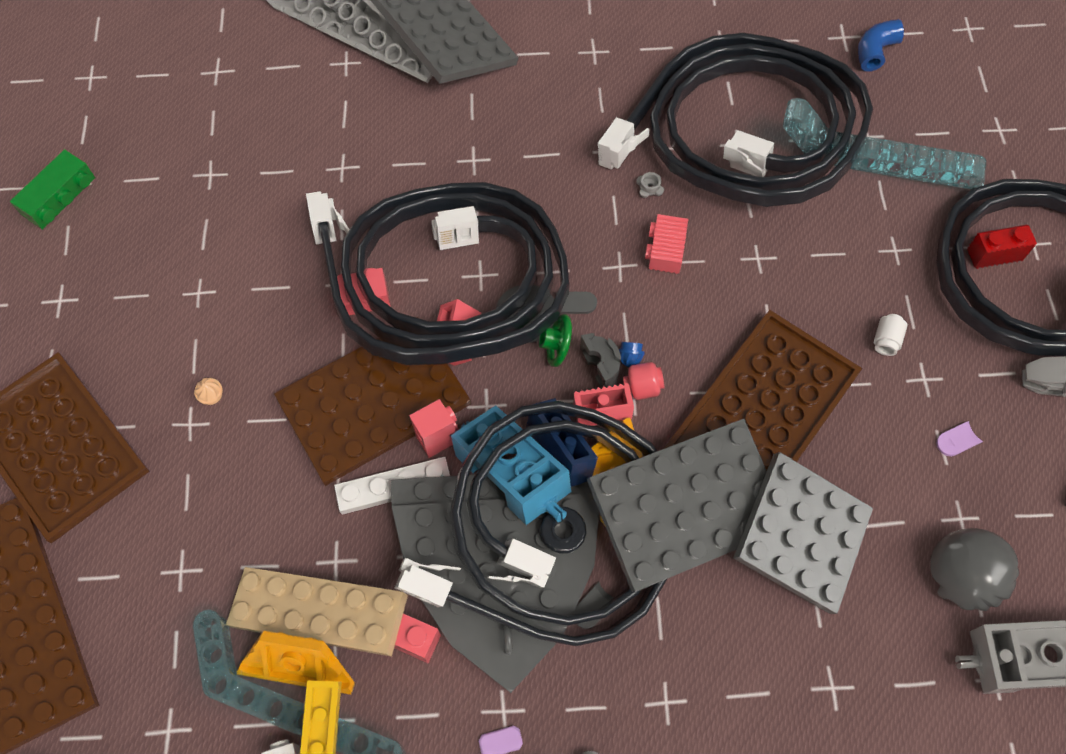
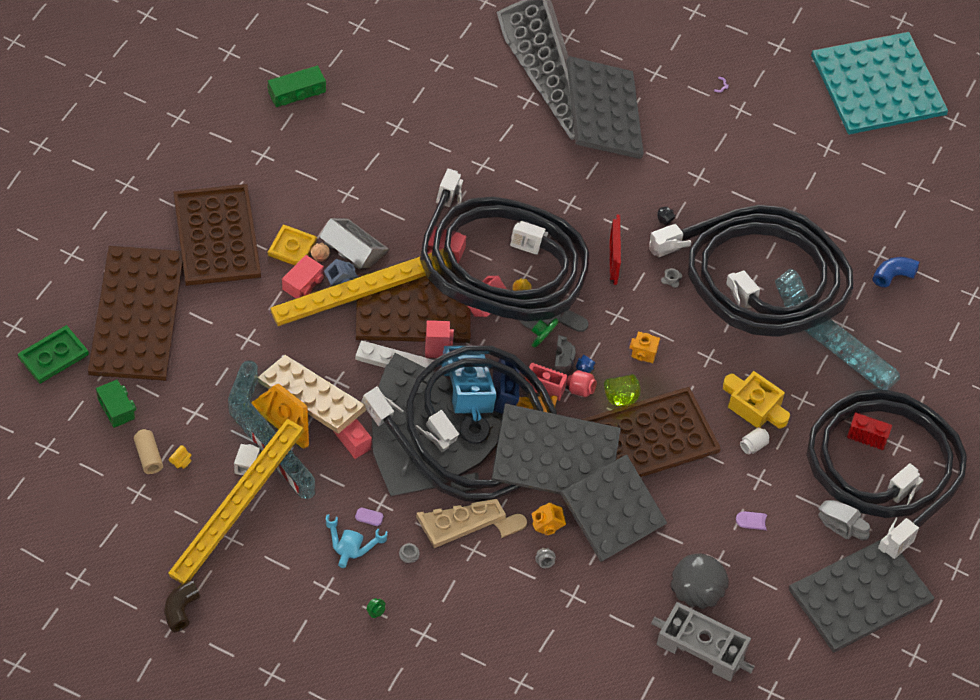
camera: 25 degrees right, 10 degrees down
(166, 403) = (291, 245): none -> yellow tile
(206, 441) = (303, 277): none -> coral brick
(243, 355) = (353, 242): none -> slope
(253, 408) = (340, 272): none -> sand blue brick
(277, 428) = (350, 290): none -> yellow plate
(488, 295) = (521, 284): none -> yellow plate
(570, 187) = (615, 250): none -> red piece
(592, 114) = (665, 215): none -> black plate
(618, 681) = (450, 524): none -> tan wing
(668, 243) = (655, 315): coral brick -> none
(685, 289) = (644, 347): none -> light orange brick
(688, 632) = (511, 524): none -> tan piece
(700, 360) = (622, 390): none -> clear neon green piece
(736, 600) = (548, 519): none -> light orange brick
(766, 656) = (545, 558): none -> light grey plate
(860, 270) = (762, 393): none -> yellow brick

